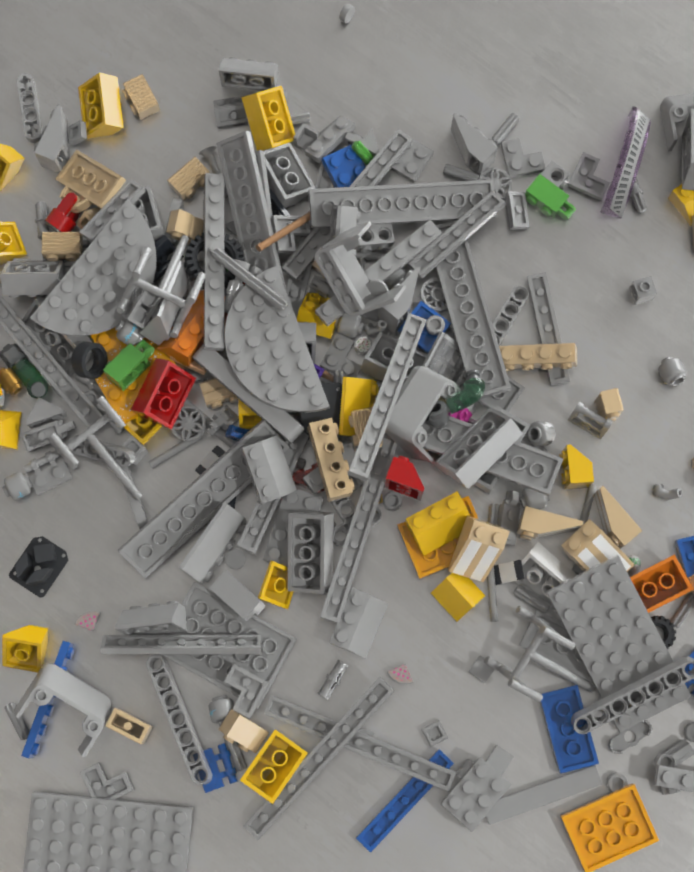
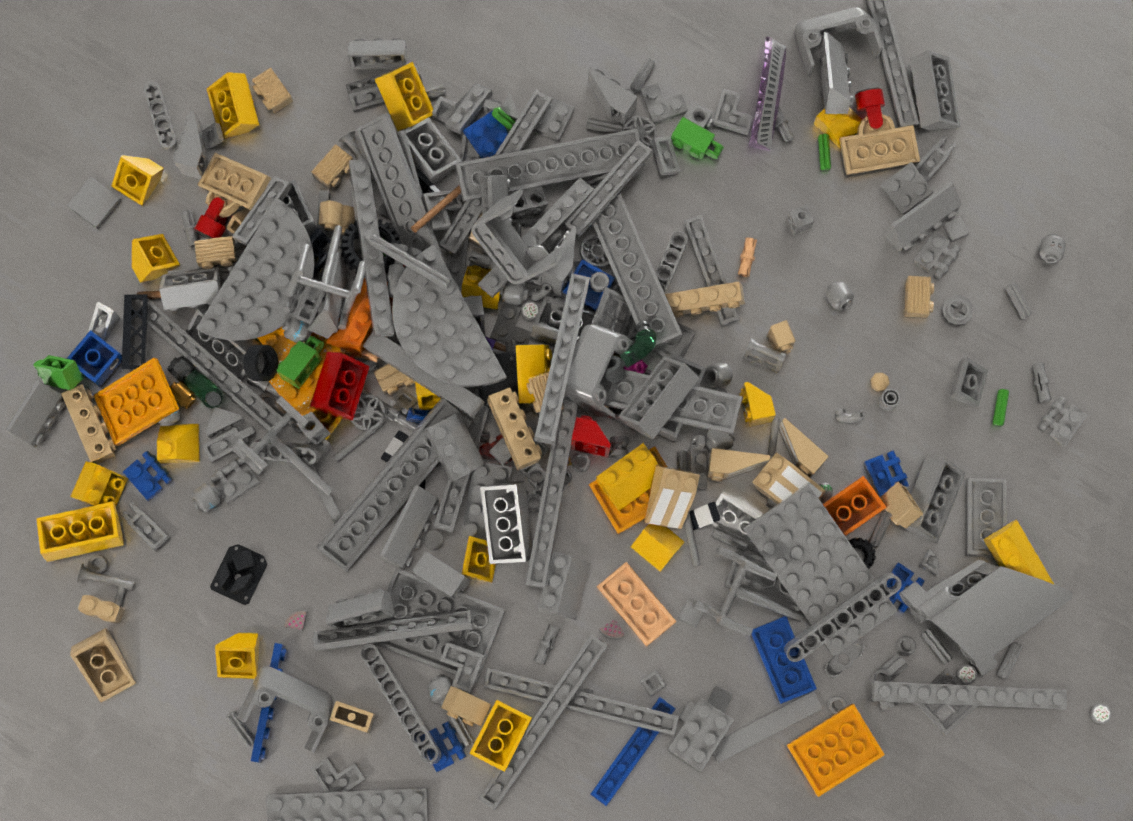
camera: 10 degrees left, 0 degrees up
(135, 437) = (318, 433): none -> light grey brick
(428, 651) = (636, 604): none -> light nougat tile
(432, 491) = (619, 446): none -> light grey wheel
(585, 320) = (747, 257): none -> light nougat pin
(675, 227) = (824, 152): none -> bright green axle

